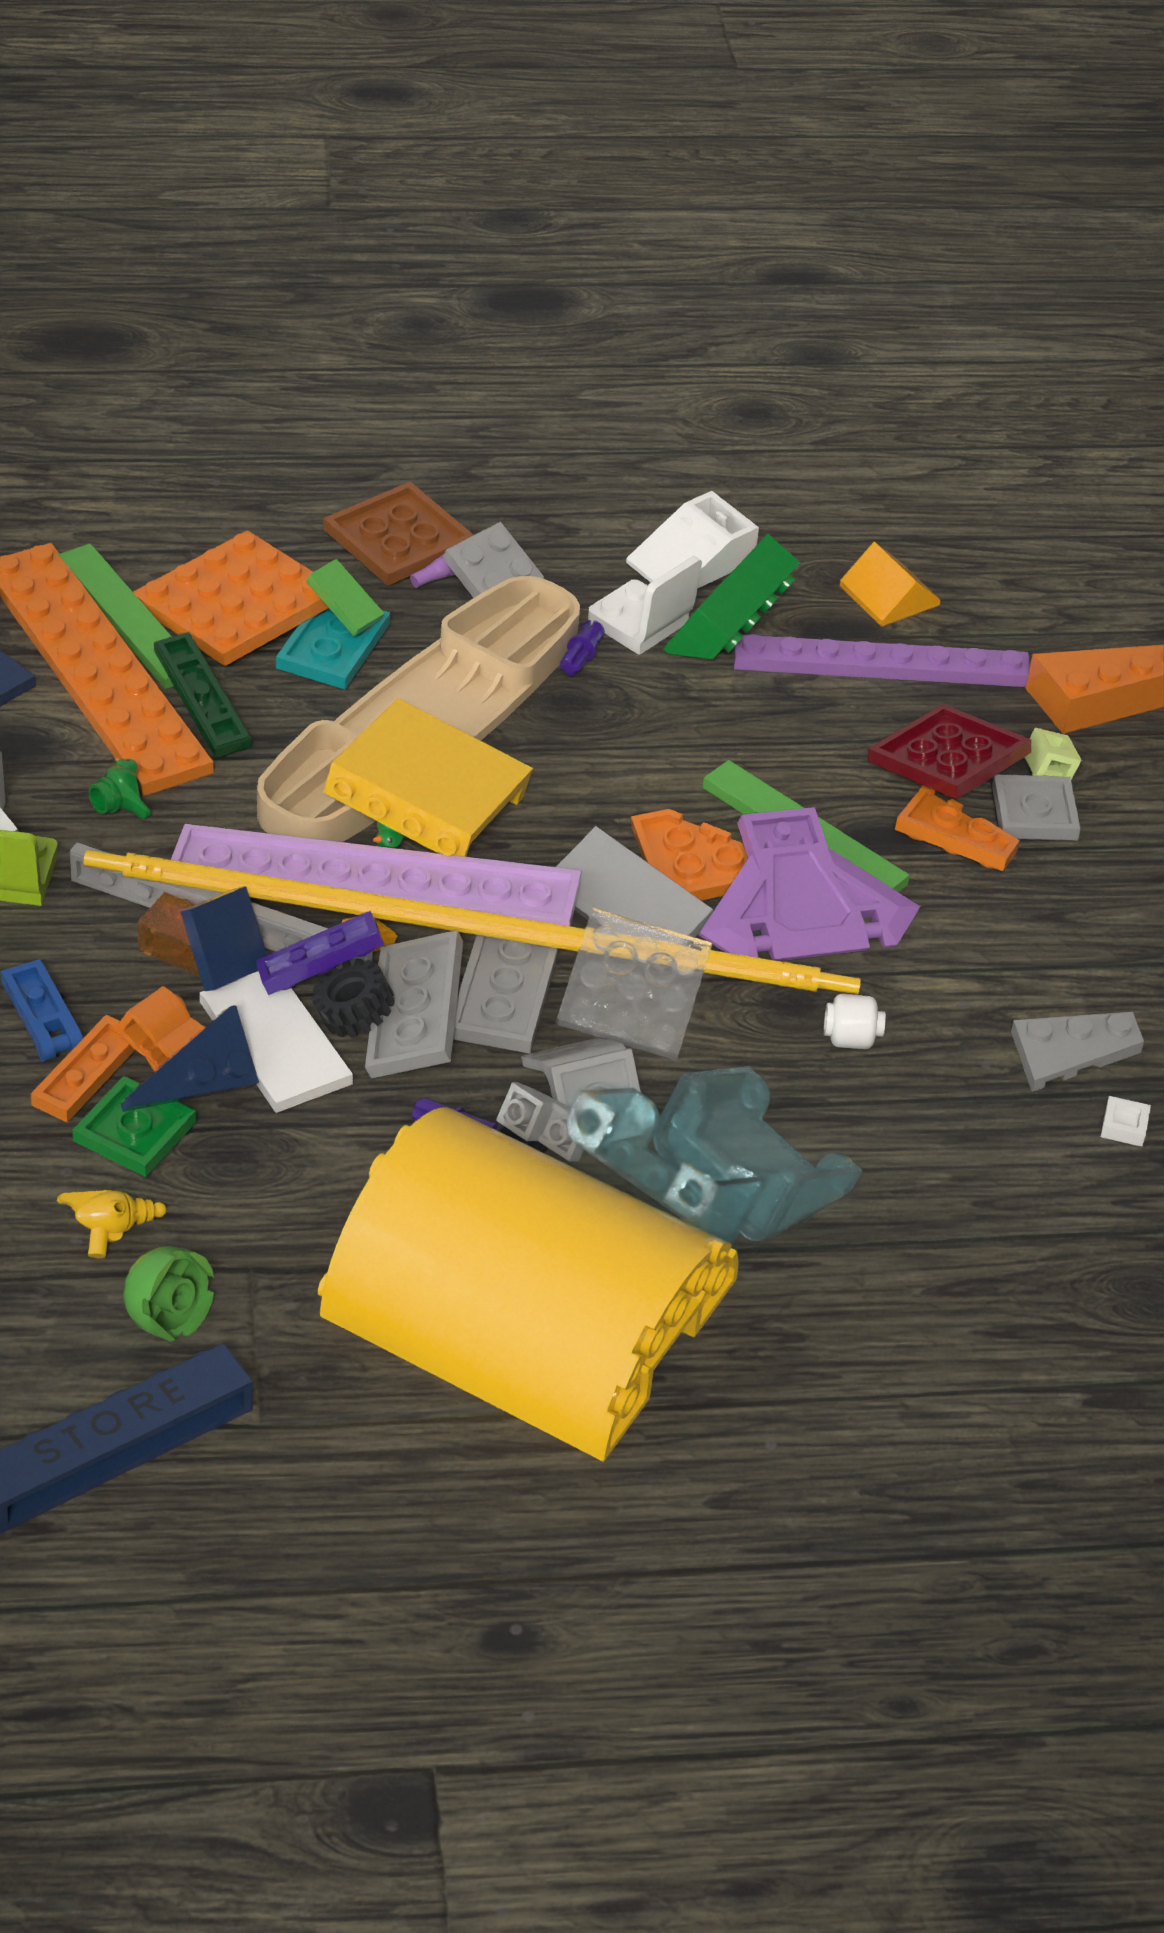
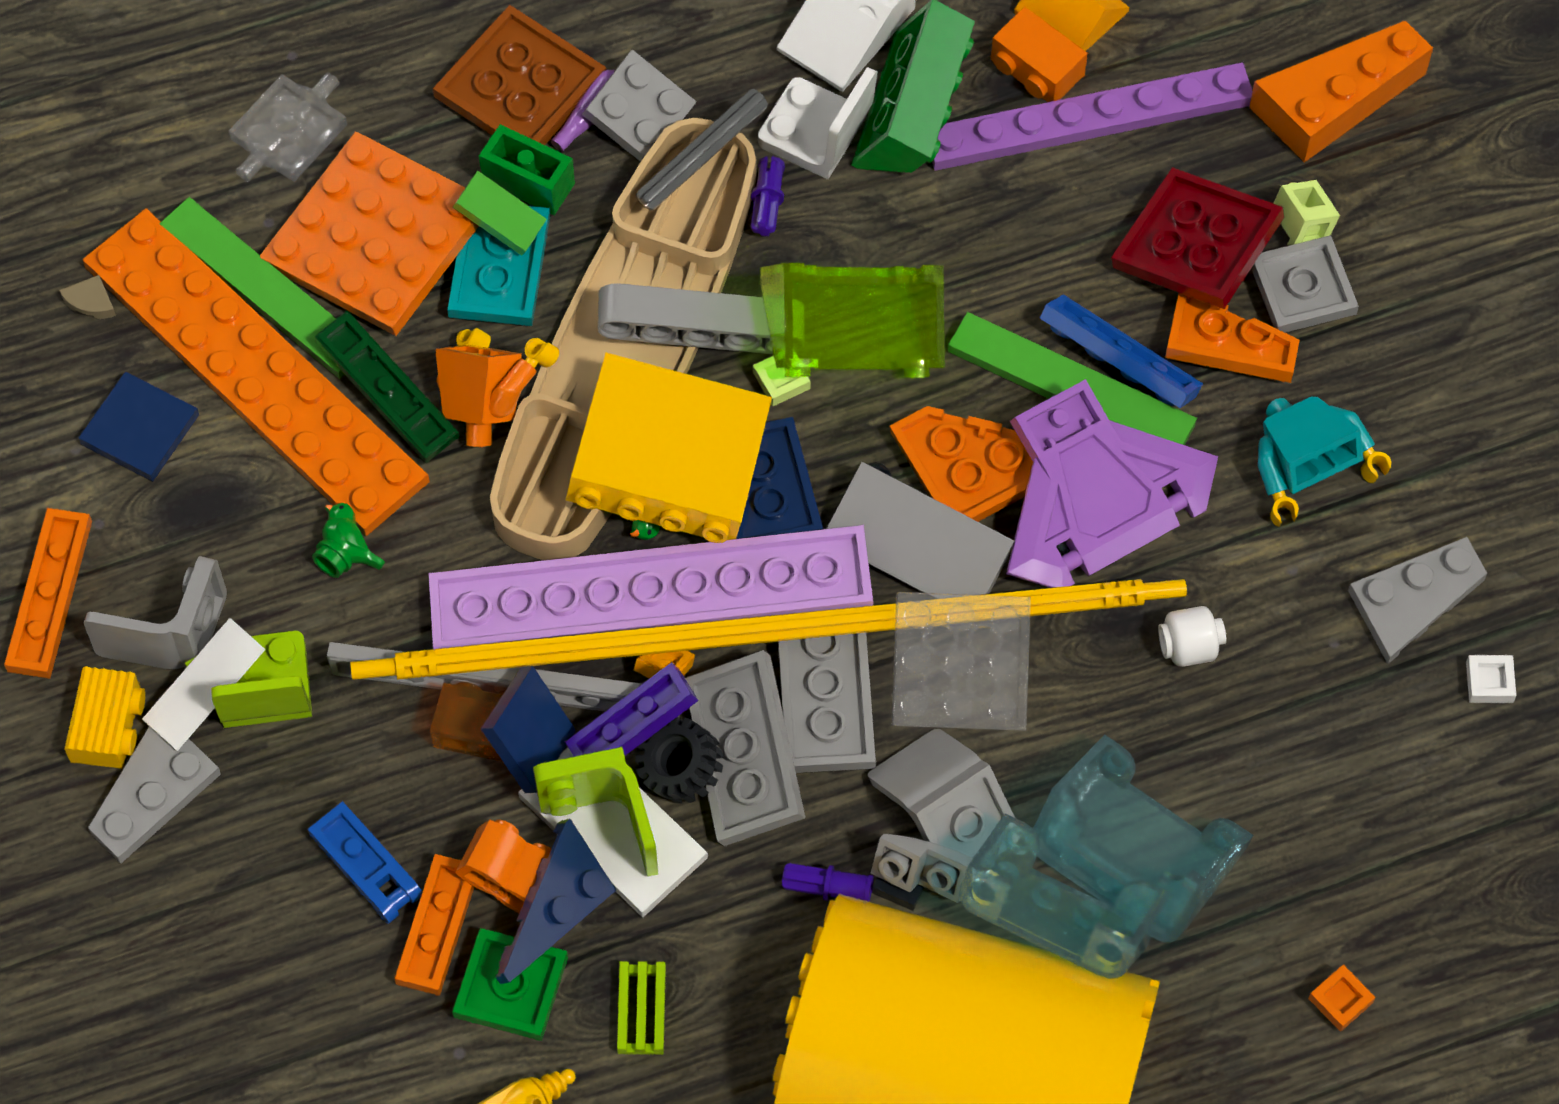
camera: 10 degrees left, 20 degrees up
(192, 519) = (288, 127): none -> clear plate
(256, 1150) = (641, 970): none -> lime tile
(262, 983) = (592, 780): none -> lime piece
(283, 701) = (485, 383): none -> orange torso
(385, 579) = (527, 169): none -> green brick
(491, 706) = (683, 318): none -> light grey beam
(516, 831) = (780, 487): none -> dark blue plate
(534, 594) = (701, 149): none -> dark grey axle
(549, 766) = (776, 384): none -> yellowish green plate
(624, 729) = (855, 318): none -> clear neon green windscreen
(845, 807) = (1129, 356): none -> blue plate
(849, 608) = (1038, 56): none -> orange brick
(909, 1320) = (1341, 998): none -> orange plate
(1008, 909) = (1309, 445): none -> teal torso

